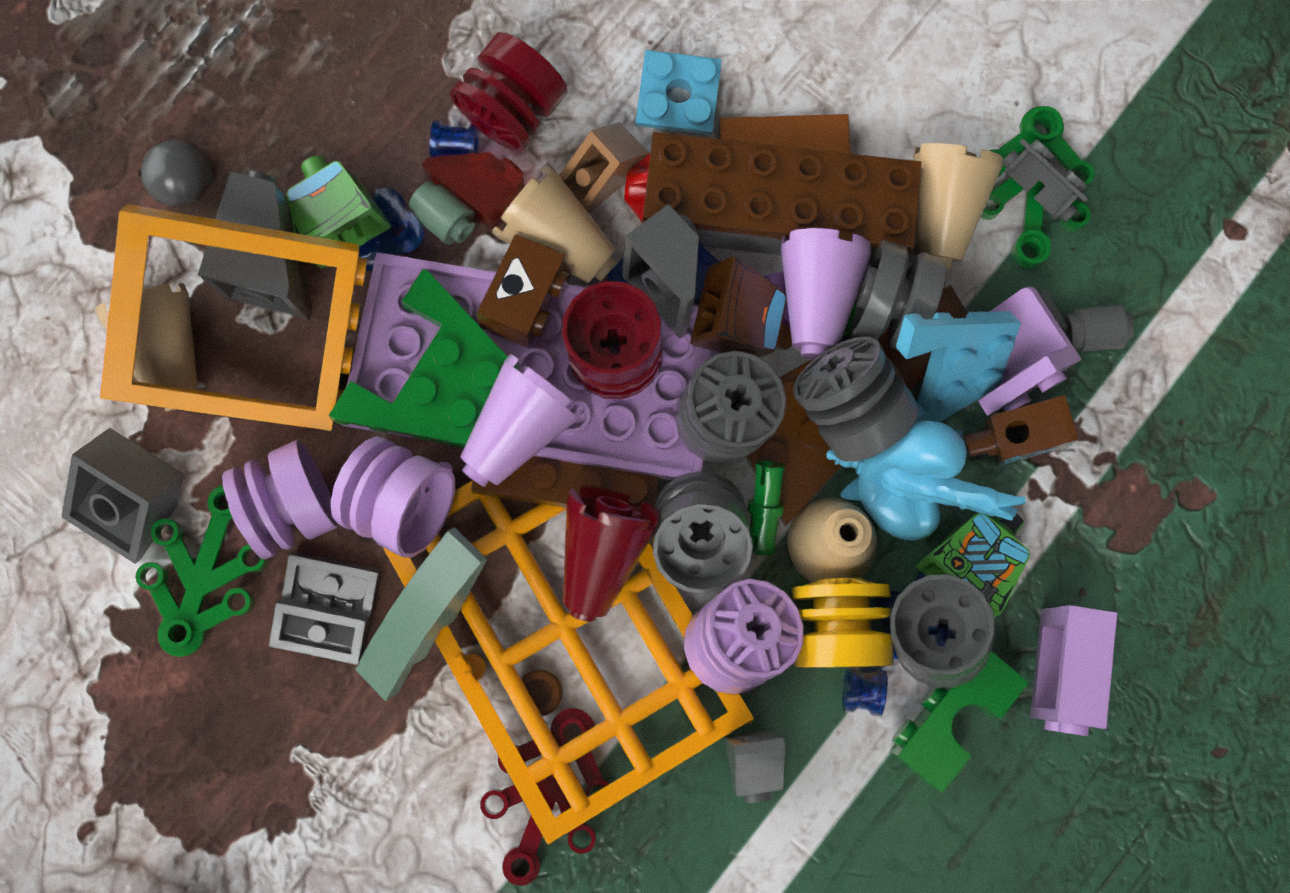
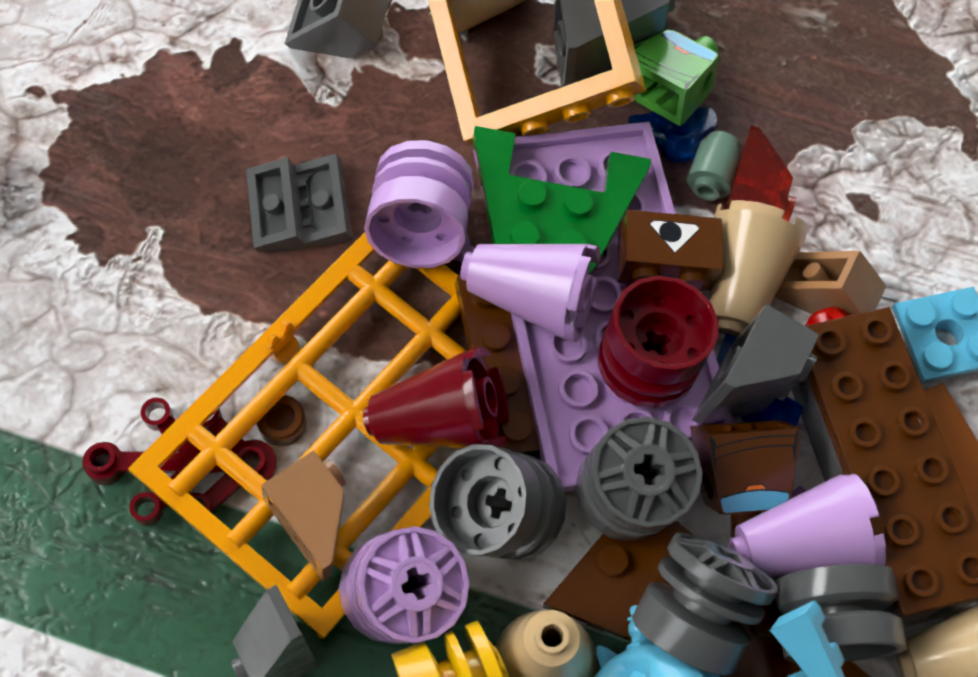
camera: 70 degrees right, 15 degrees down
(198, 580) = (291, 93): green plant -> none
(270, 504) = (377, 112): lavender wheel -> none
(420, 612) = (325, 270): sand green slope -> none
(452, 140) = (789, 147): clear blue bush -> none
(509, 91) = (868, 175): dark red wheel -> none
(649, 692) = (309, 507): none -> medium nougat slope
(766, 506) = (552, 569): green pin -> none

